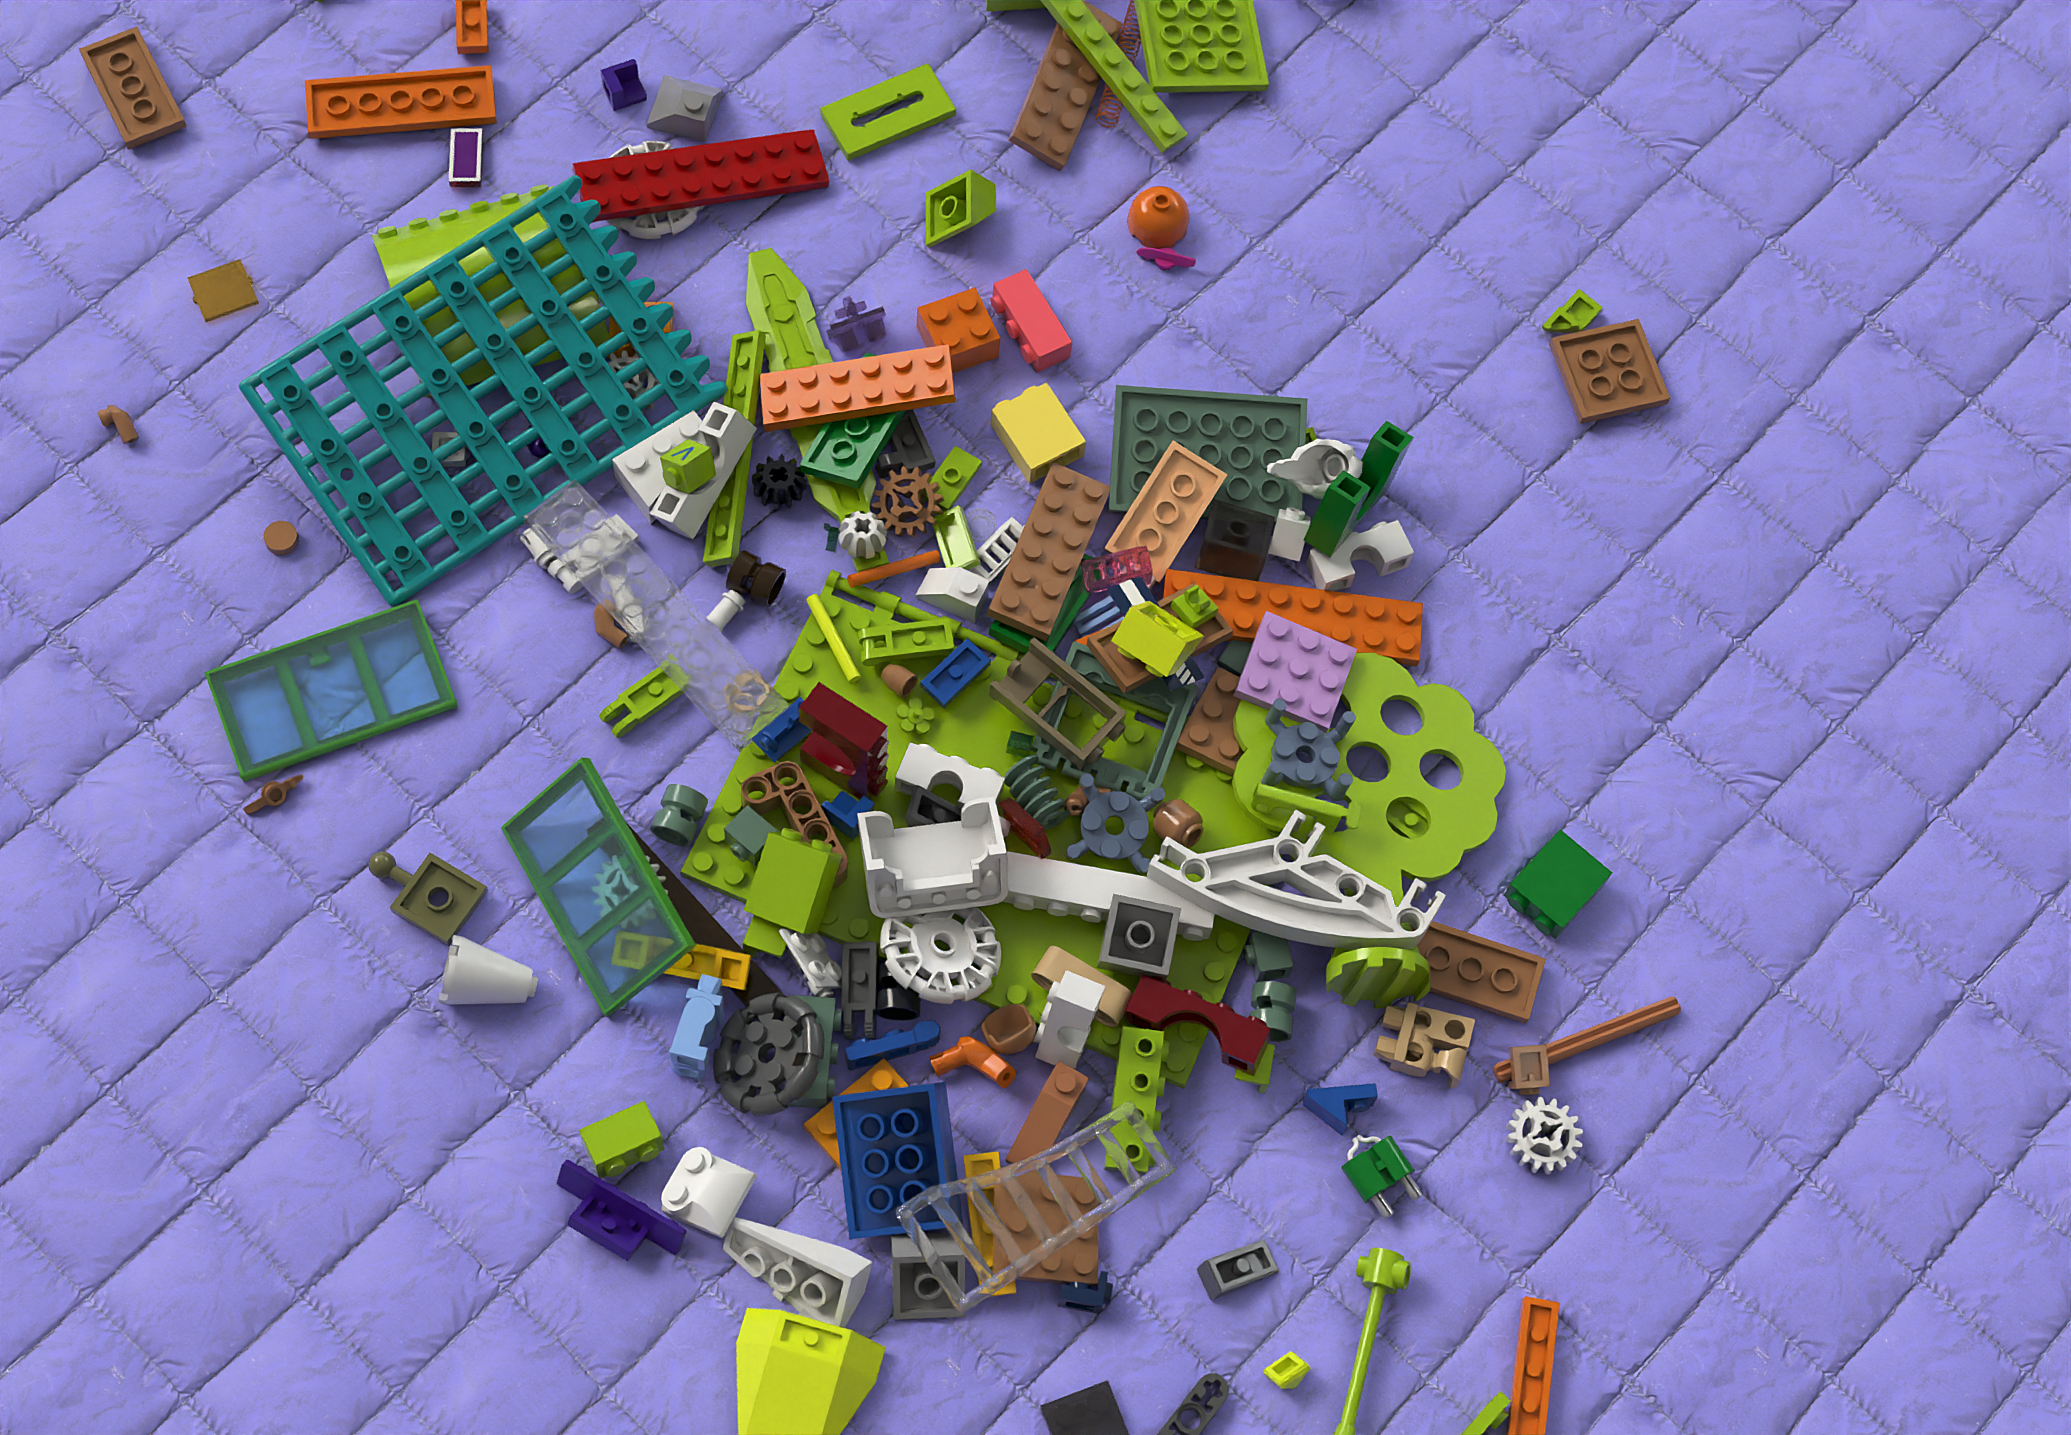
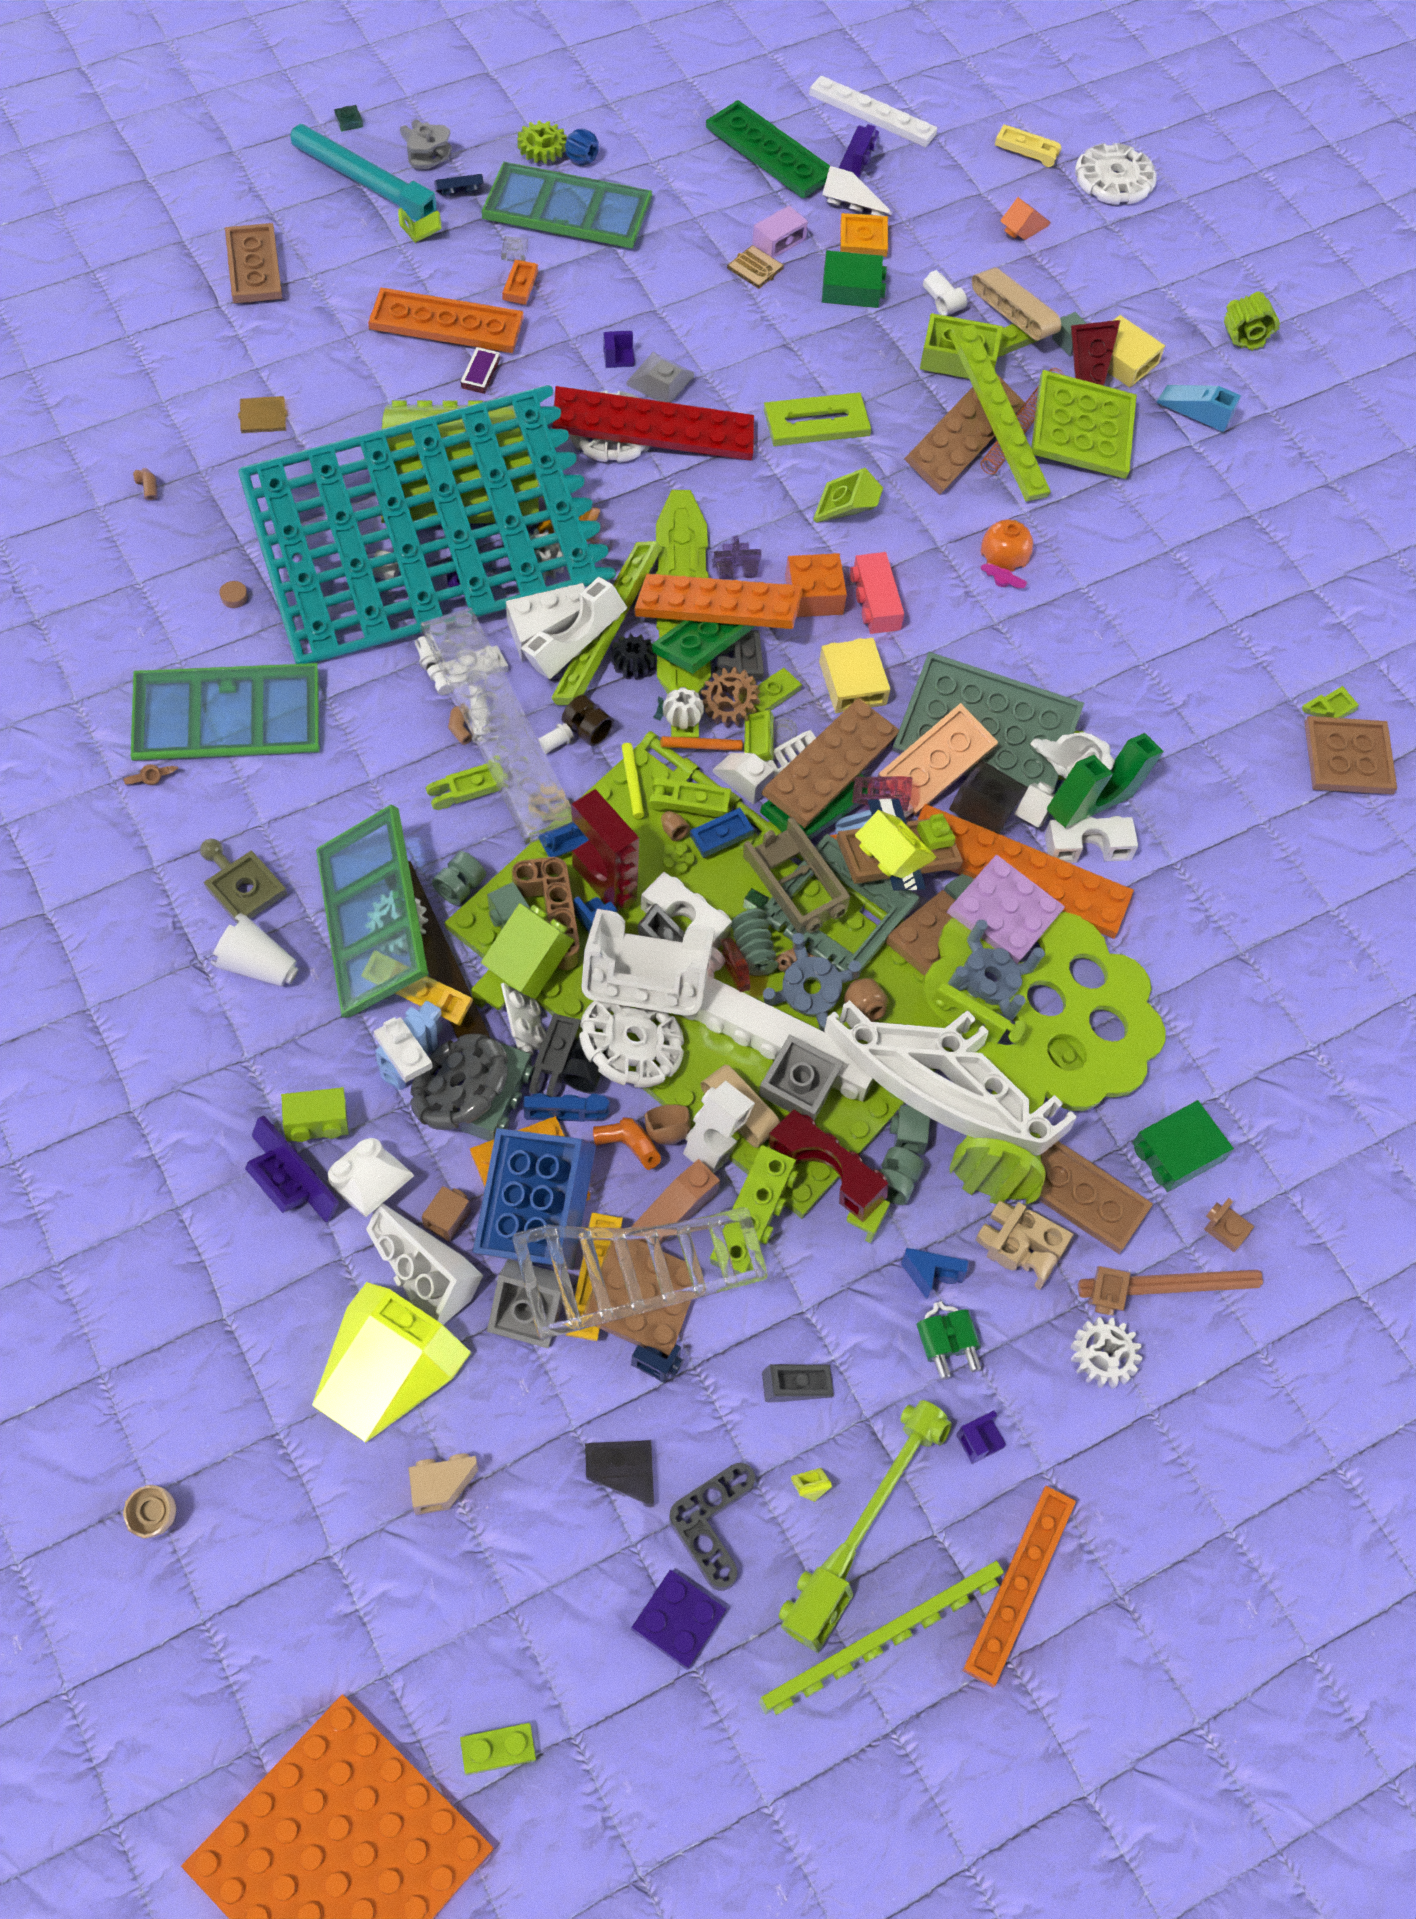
camera: 20 degrees right, 5 degrees down
(688, 466) = (561, 618): lime brick -> none
(700, 1040) = (402, 1049): none -> white plate
(805, 1204) = (446, 1213): none -> medium nougat brick
(1443, 1267) = (981, 1437): none -> dark purple panel
(1628, 957) = (1227, 1225): none -> medium nougat bracket

